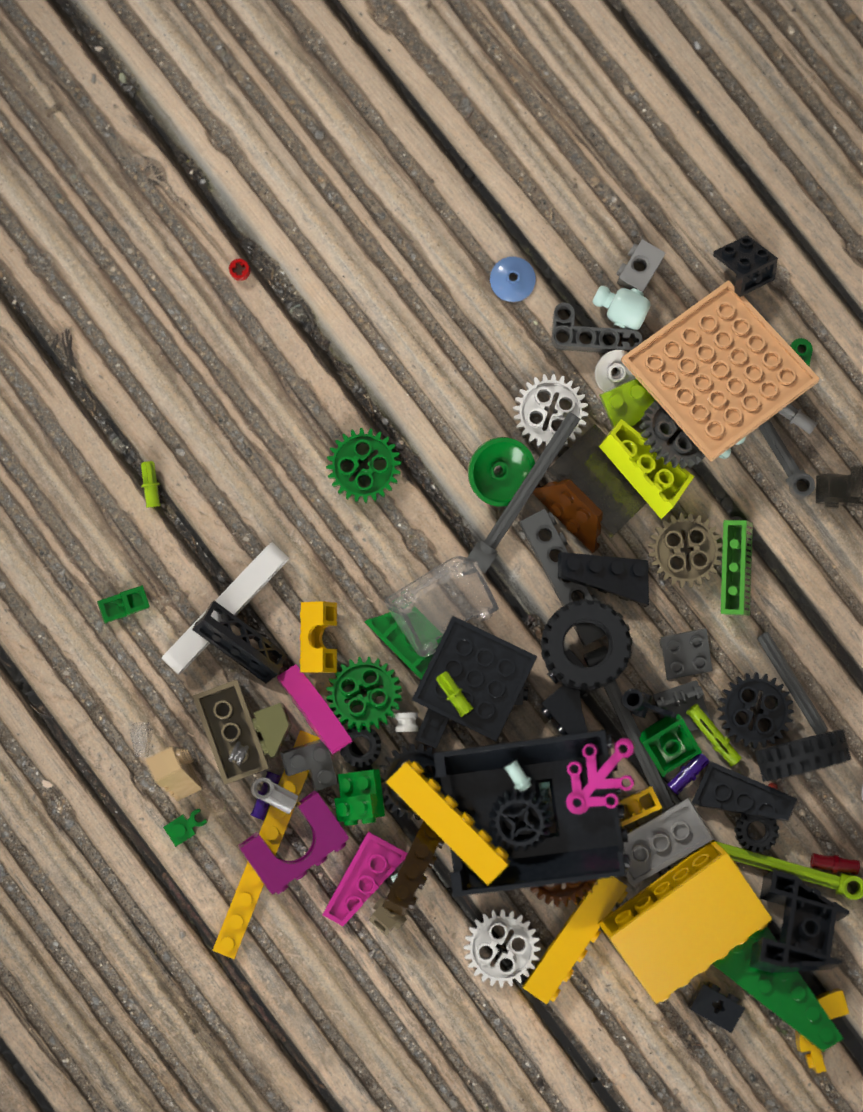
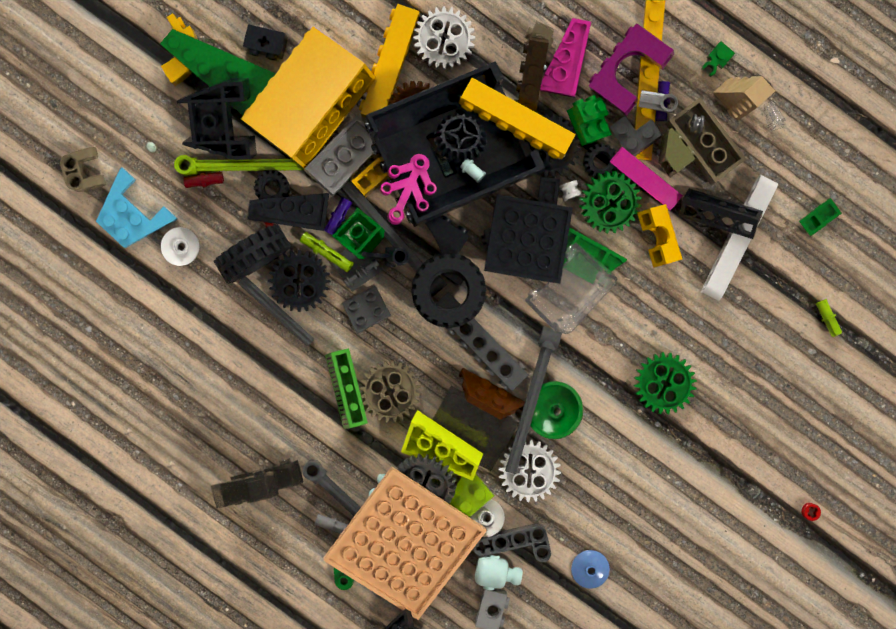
camera: 160 degrees right, 5 degrees up
(454, 693) = (541, 221): lime axle -> none
(611, 575) = (445, 353): black wing -> none

